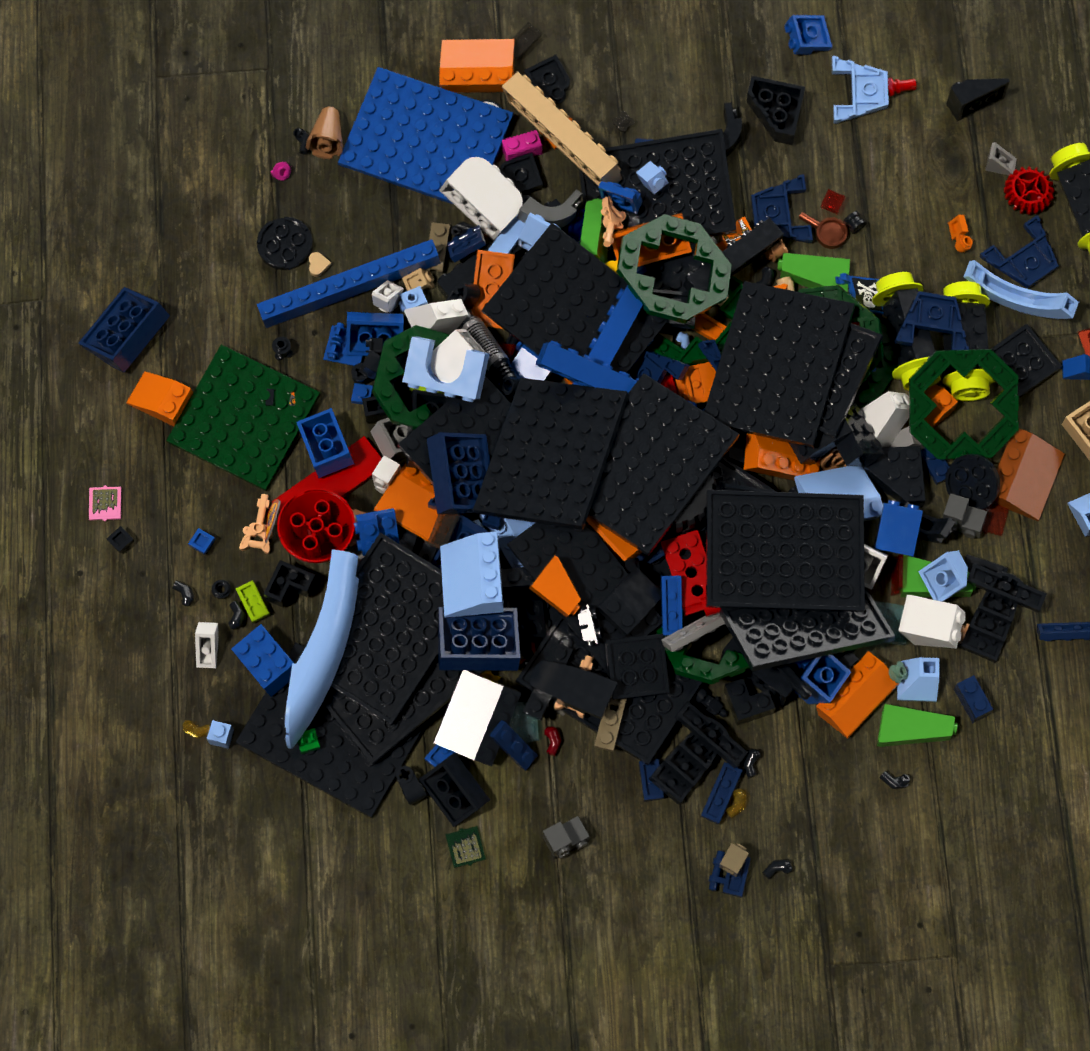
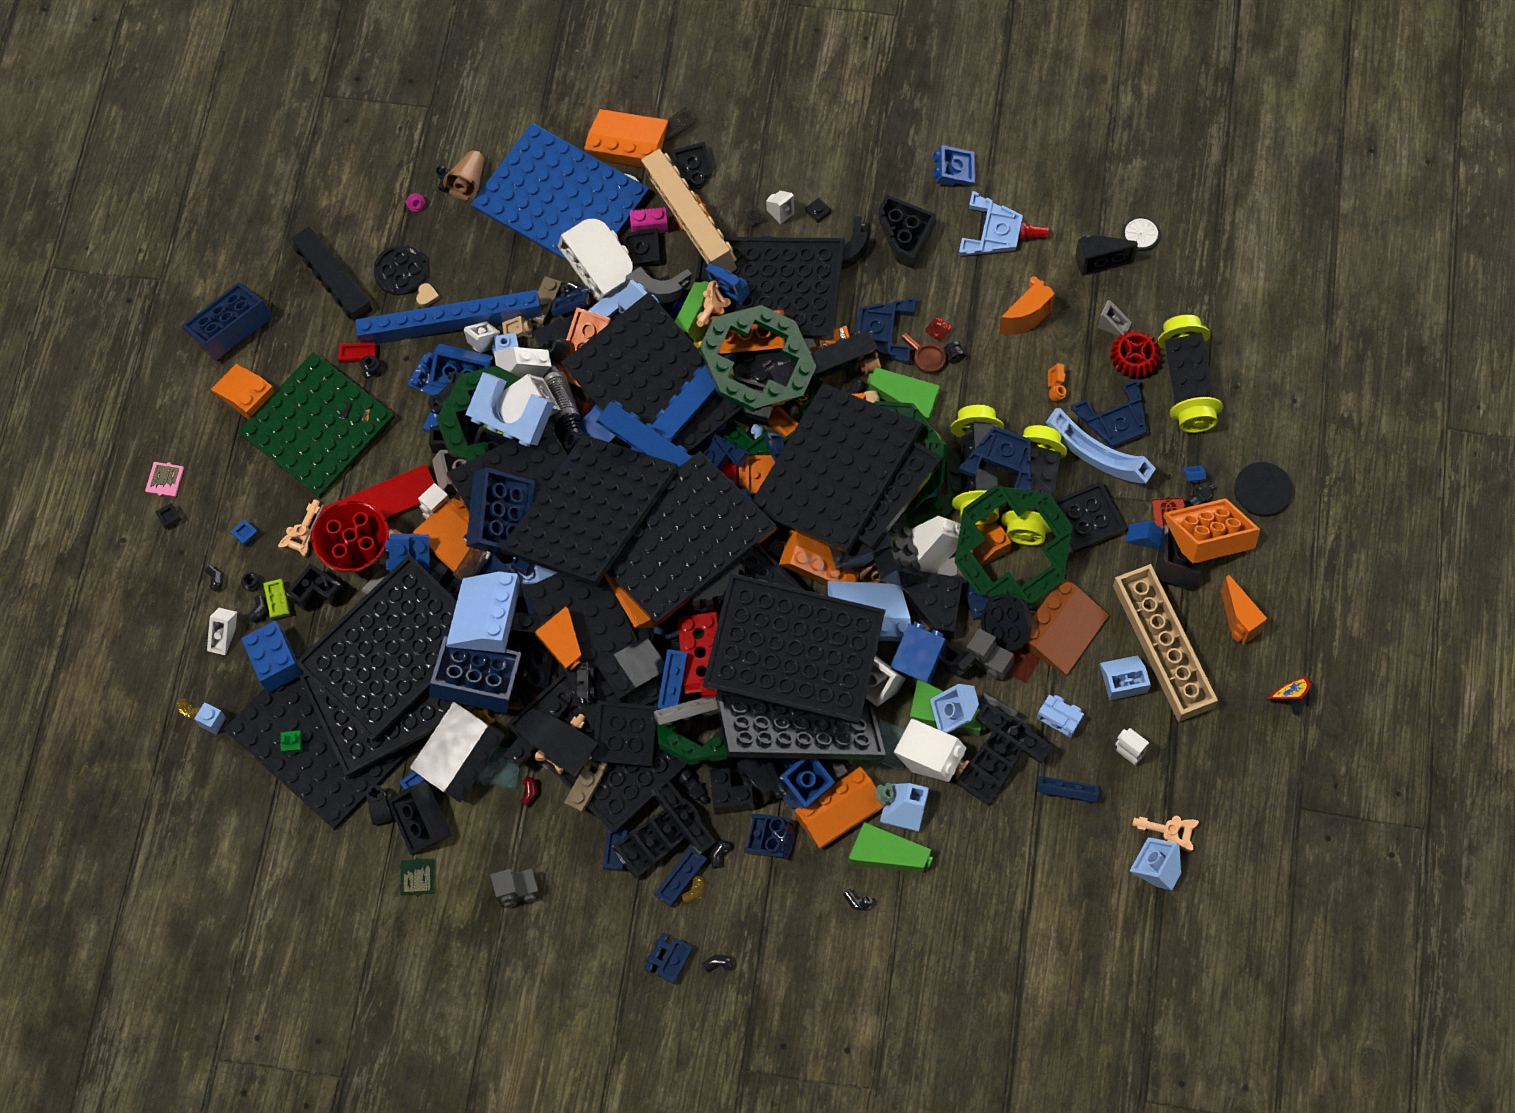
camera: 15 degrees right, 5 degrees down
(217, 261) = (331, 274): none -> black brick
(263, 336) = (355, 351): none -> red tile
(322, 655) = (324, 654): light blue slope -> none
(325, 443) = (384, 462): blue brick -> none
(513, 745) = (486, 786): dark blue plate -> none
(648, 106) = (781, 206): none -> white slope
(652, 177) = (764, 271): light blue brick -> none
(684, 103) = (818, 210): none -> black plate
(734, 859) = (674, 943): dark tan brick -> none
(797, 735) = (771, 836): none -> dark blue slope
(862, 290) = (941, 419): flag -> none
(897, 575) = (909, 698): clear red piece -> none
(918, 165) = (1028, 310): none -> orange piece
(973, 699) = (955, 836): dark blue brick -> none
(1004, 65) = (1143, 231): none -> white wheel
(1043, 561) = (1060, 715): none -> light blue brick

